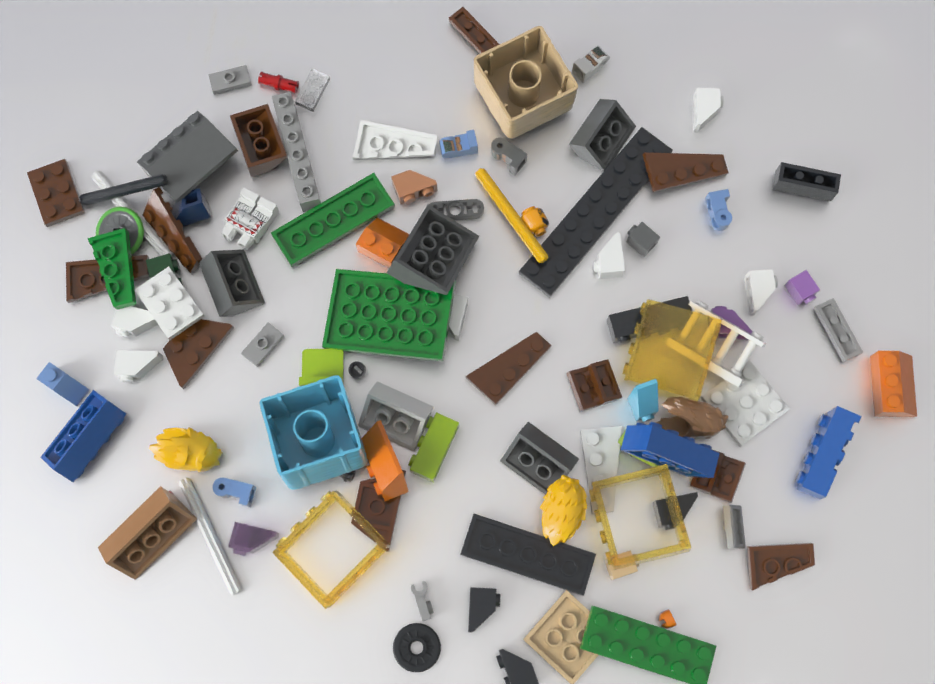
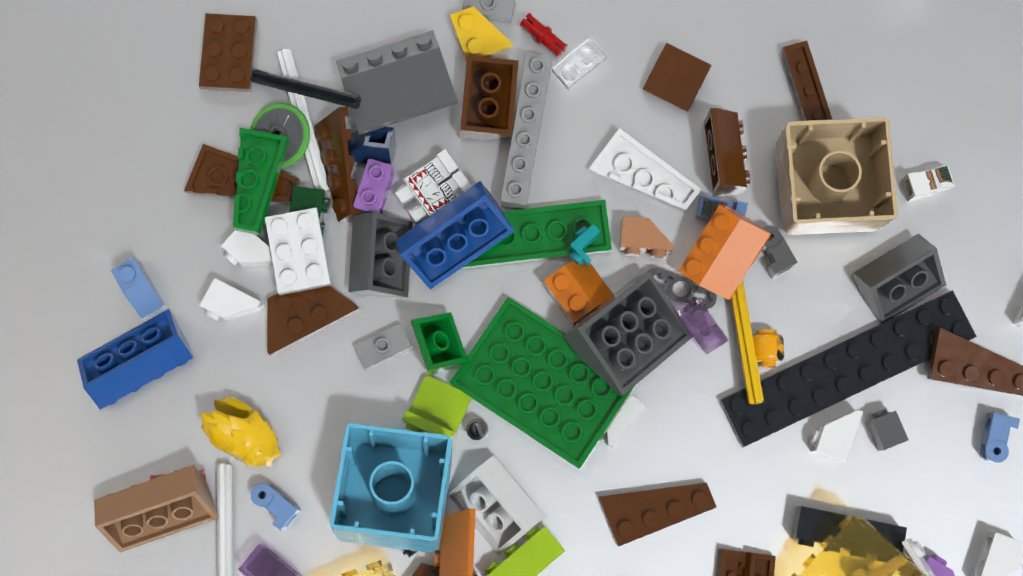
camera: 25 degrees right, 5 degrees up
(205, 234) = (374, 186): none -> medium lavender bracket
(230, 100) = (477, 34): none -> yellow wing
(278, 242) = (454, 235): none -> blue slope
(301, 321) = (439, 342): none -> green slope
(370, 205) = (584, 238): none -> teal bracket
(385, 69) = (677, 77): none -> reddish brown slope
(442, 103) = (726, 152): none -> reddish brown slope
(473, 167) = (724, 252): none -> orange slope
(483, 226) = (702, 325): none -> clear purple slope

